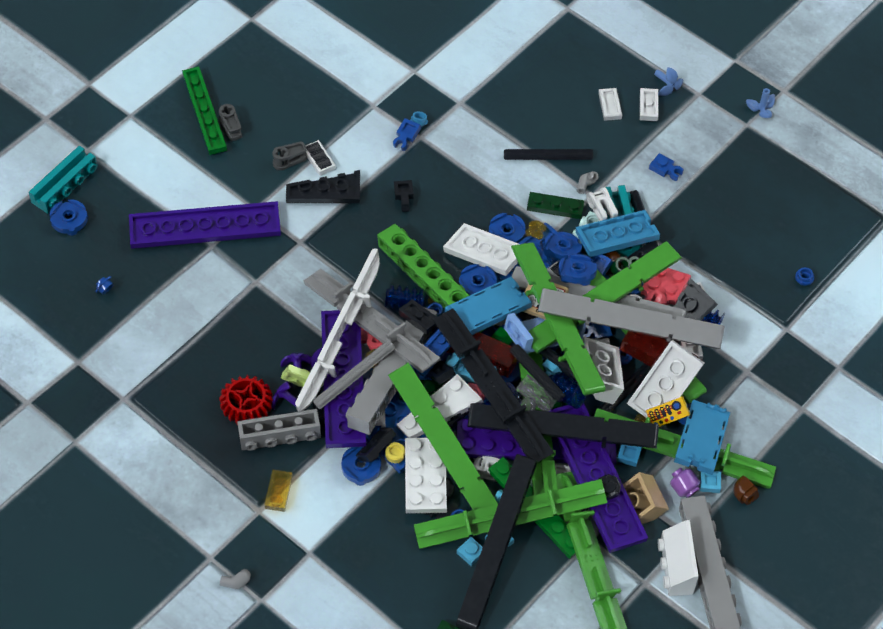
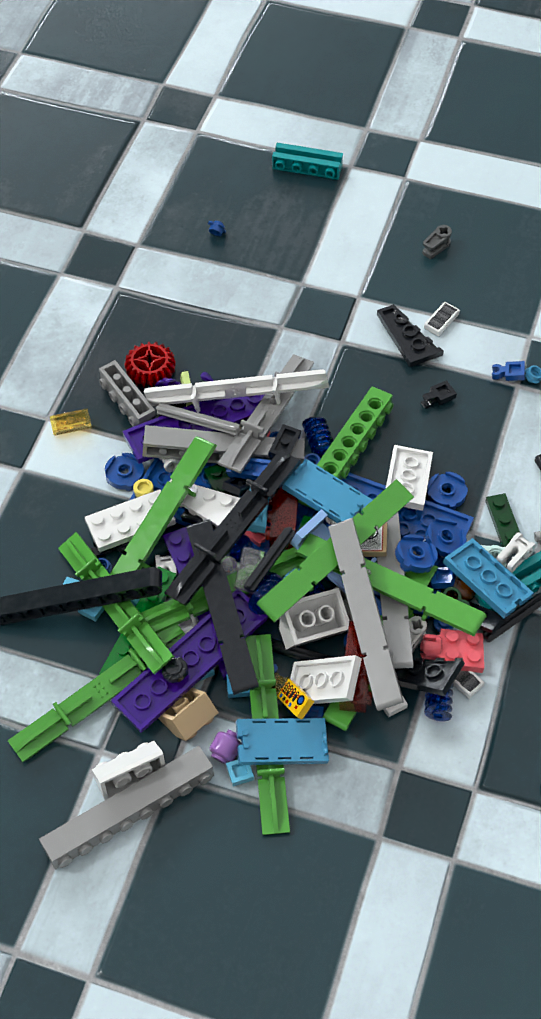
camera: 70 degrees right, 0 degrees up
(72, 225) = (267, 186): blue plate -> none
(204, 110) = (443, 216): green plate -> none
(204, 224) = (318, 269): dark purple plate -> none
(289, 154) = (427, 294): dark grey piece -> none
(376, 444) = (148, 471): black plate -> none
(475, 272) = (371, 475): blue plate -> none
(536, 225) = (455, 505): clear yellow plate -> none
(745, 490) = (243, 809): reddish brown piece -> none

